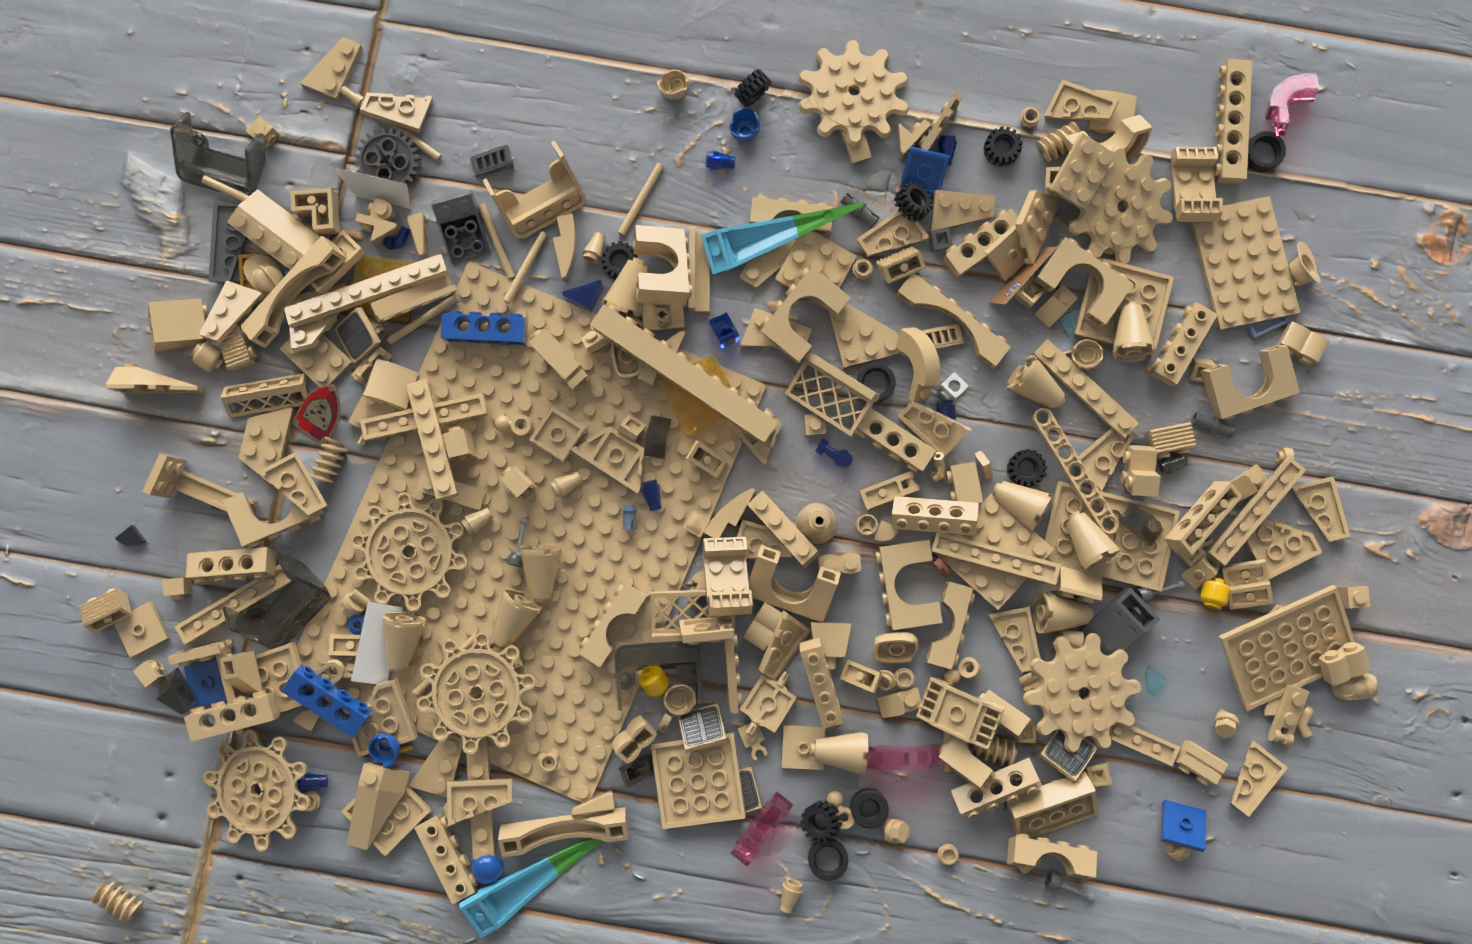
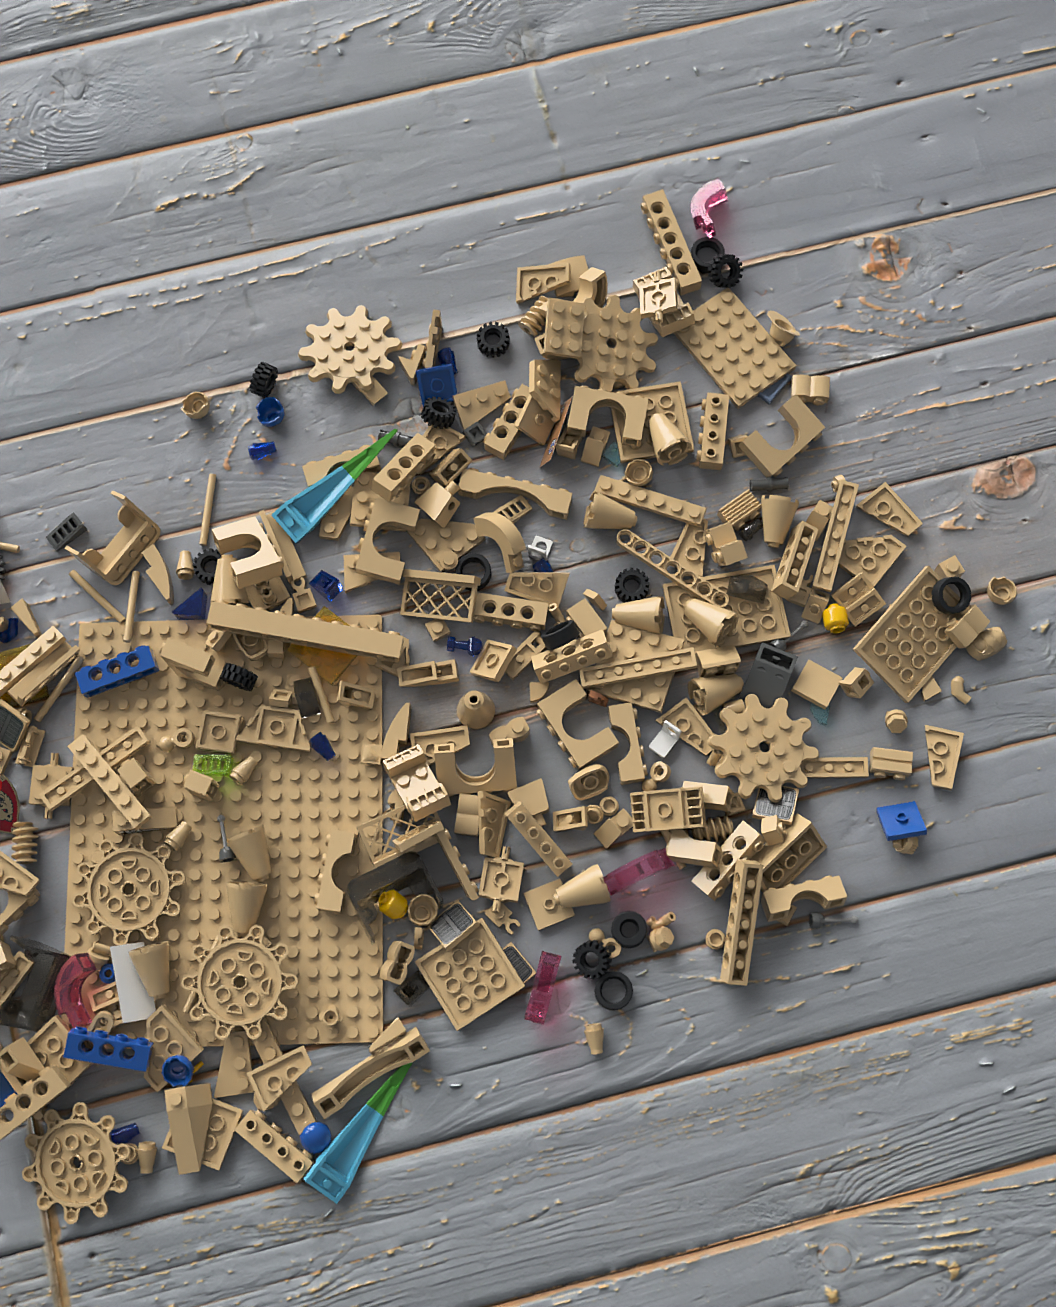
camera: 25 degrees left, 10 degrees down
(307, 720) = (98, 1080): tan tile -> none
(313, 625) = (69, 987): none -> clear pink arch
(325, 809) = (146, 1156): none -> tan cone
(388, 384) = (52, 754): tan slope -> none
(461, 226) = (61, 597): dark grey slope -> none
(553, 471) = (219, 758): none -> clear neon green slope
(599, 389) = (238, 677): none -> black tyre
(629, 517) = (310, 774): sand blue pin -> none
(672, 444) = (321, 694): none -> tan bar
(697, 334) = (303, 598): none -> tan plate
(783, 529) = (452, 725): tan arch -> none
(785, 467) = (428, 673): none -> tan slope
(855, 483) = (493, 660): none -> tan plate
(856, 361) = (448, 560): none -> tan plate
(869, 524) = (515, 689): tan wheel -> none
(873, 297) = (439, 502): none -> tan torso
(877, 230) = (403, 467): none -> tan brick
(903, 814) = (663, 921): none -> tan arm
(933, 489) = (560, 635): none -> black tyre
(982, 855) = (741, 922): none -> tan brick
(988, 638) = (665, 739): none -> white bracket
(1031, 112) = (505, 303): tan plate -> none
(1054, 779) = (773, 830): none -> tan plate
(1099, 775) = (812, 811): tan tile -> none
(1164, 651) = (816, 684): none -> tan tile
(1194, 179) = (658, 298): none -> tan plate
(1205, 466) = (777, 518): none -> tan cone
(1205, 668) = (856, 682): none -> tan brick
(1283, 185) = (734, 273): none -> black tyre
(1288, 714) = (943, 690): tan plate -> none
(1357, 634) = (965, 595): none -> black tyre
(1396, 641) = (1001, 590): none -> tan hair

